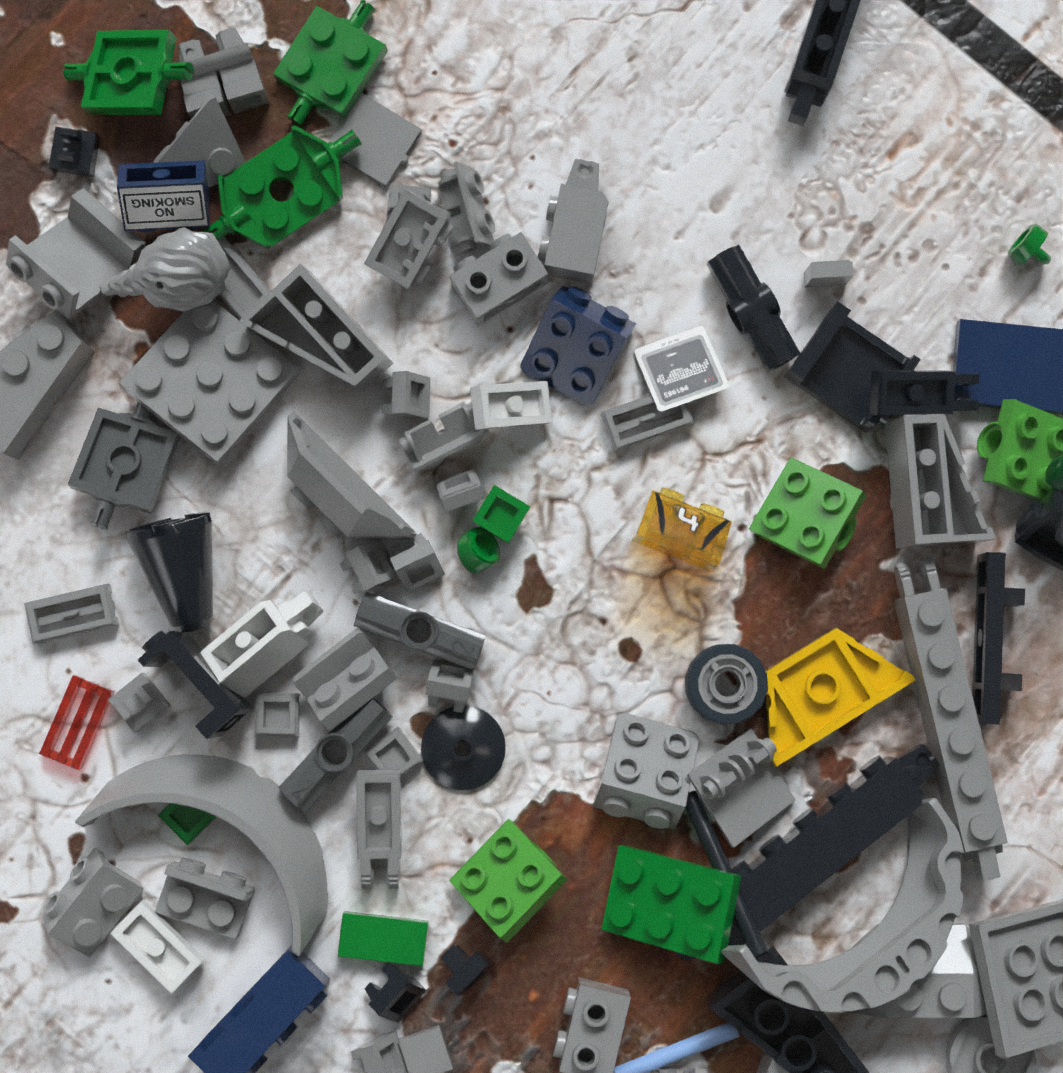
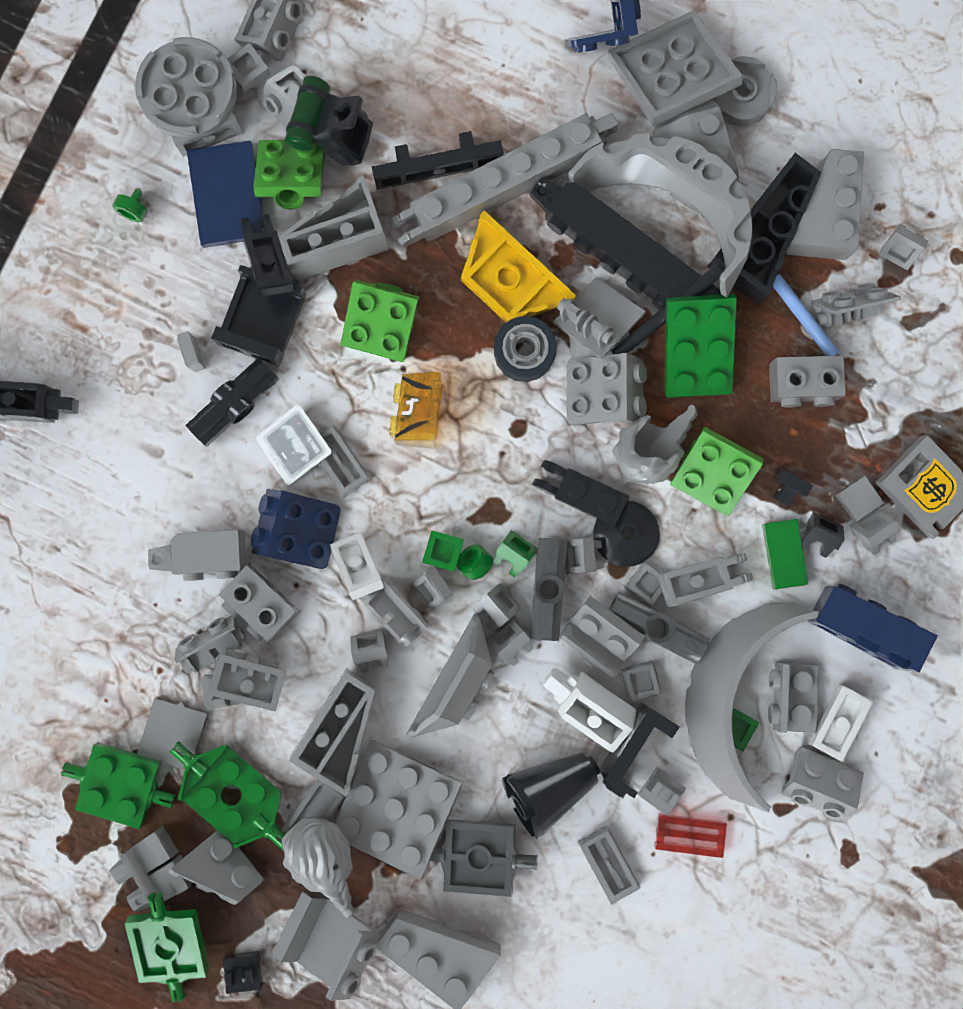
camera: 105 degrees left, 0 degrees up
(164, 195) = (261, 887): brick -> none
(477, 603) = (516, 551): none -> green tile
(524, 708) = (584, 494): none -> black hinge
(554, 804) = (652, 452): none -> light grey hair

